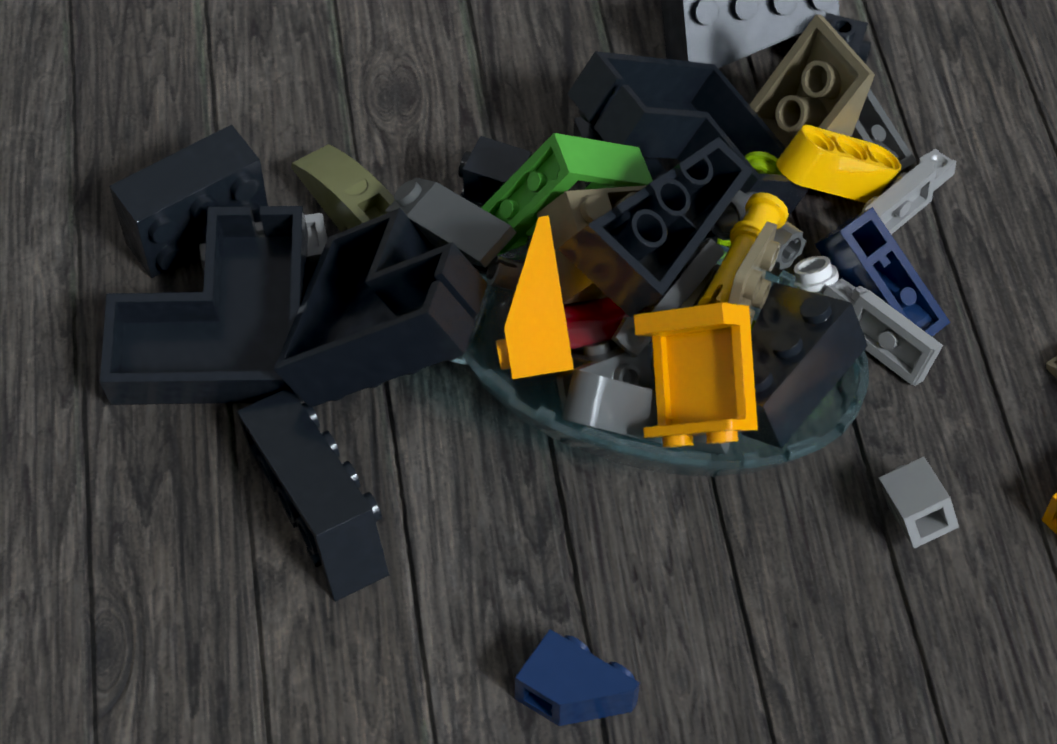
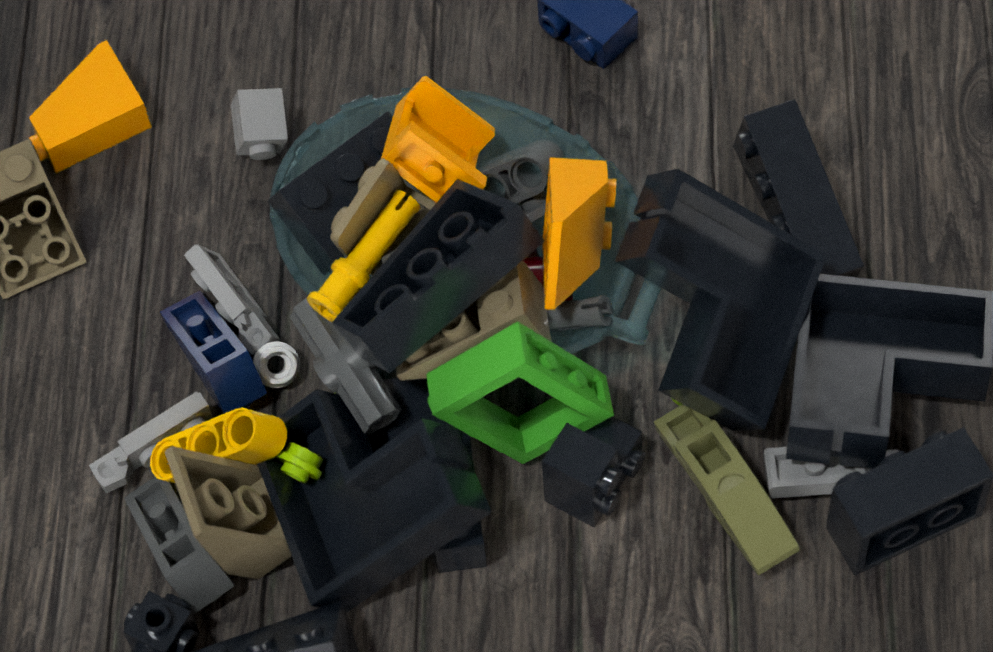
camera: 165 degrees left, 5 degrees up
(451, 218) = (639, 387): dark grey slope -> none

